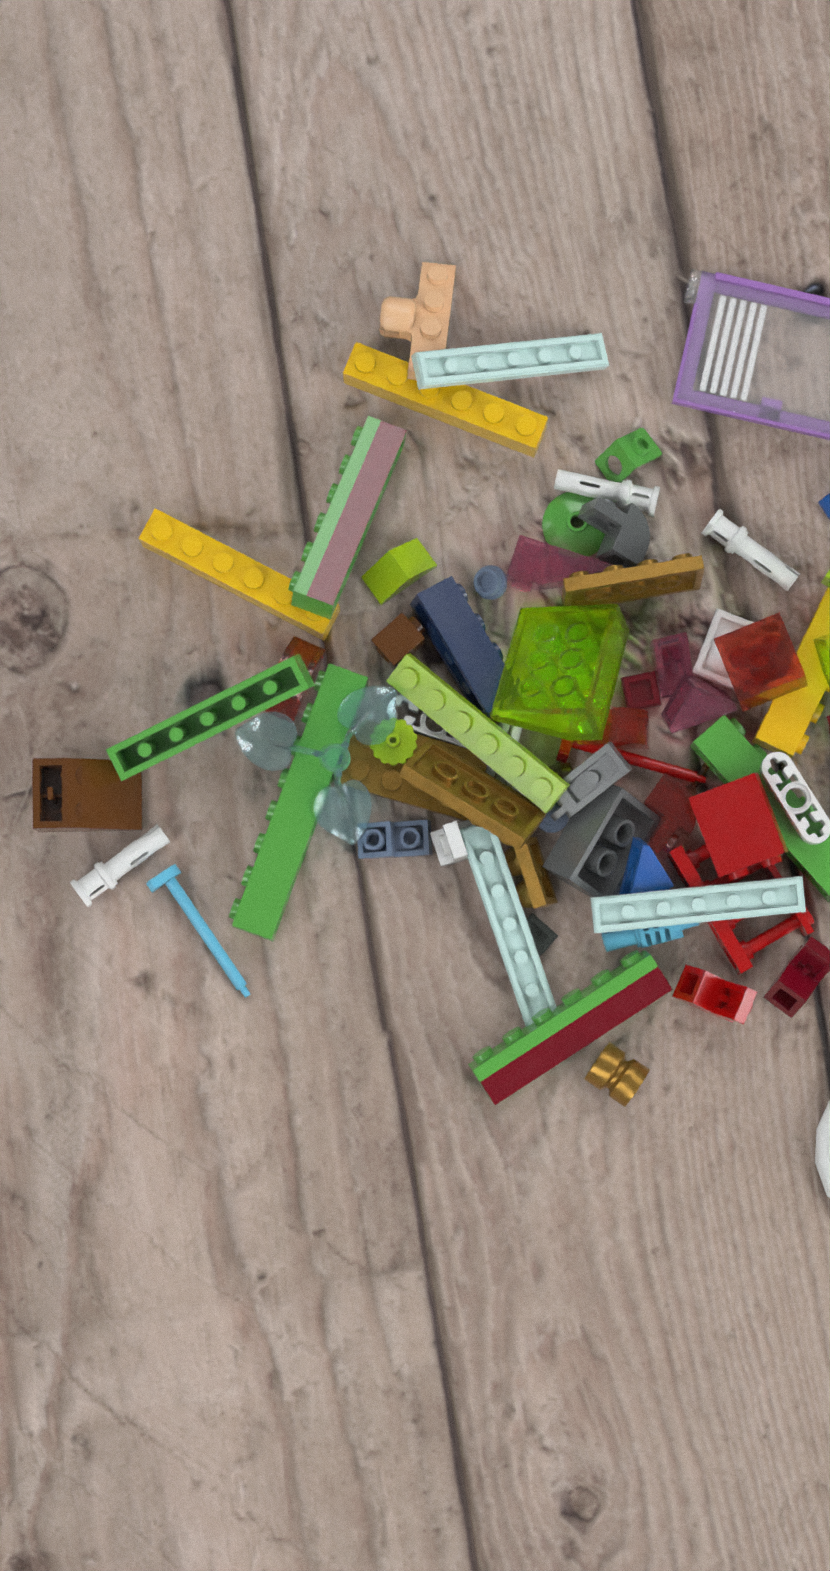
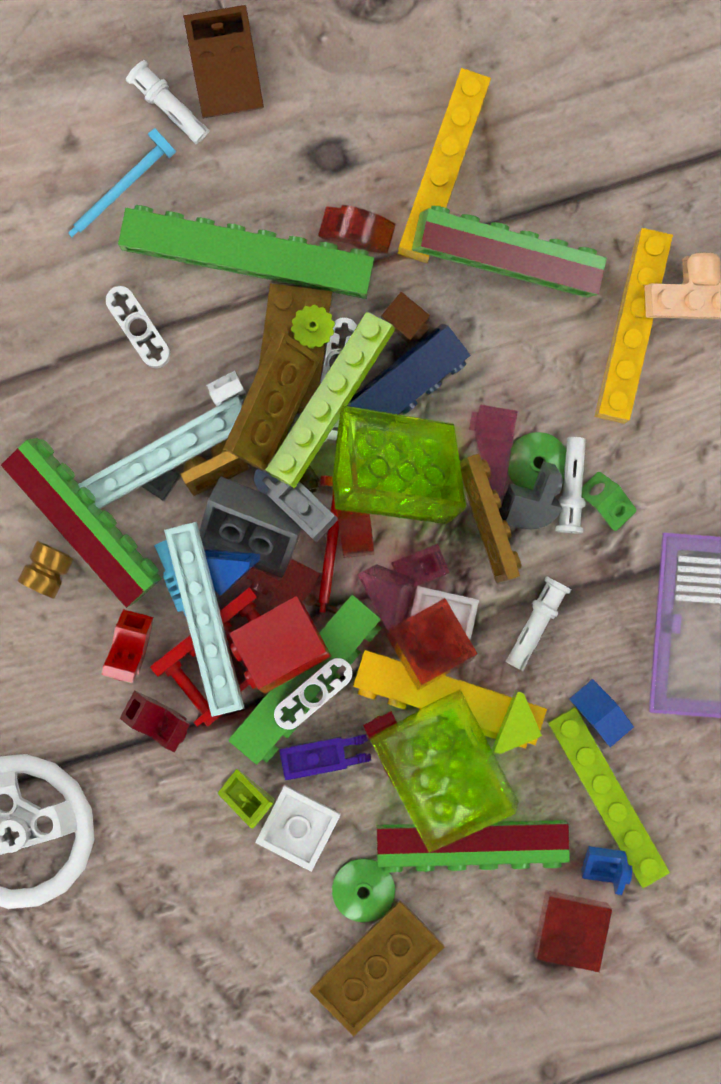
camera: 80 degrees right, 5 degrees up
(210, 717) = (305, 155): bright green brick -> none
(347, 806) = (245, 290): clear light blue plant -> none
(382, 916) = (132, 303): none -> white beam
(396, 840) = (227, 341): sand blue slope -> none
(398, 570) = (471, 309): lime slope -> none
(490, 582) = (472, 392): sand blue plate -> none
(509, 361) = (676, 376): light aqua tile -> none
(641, 691) = (394, 542): dark red tile -> none

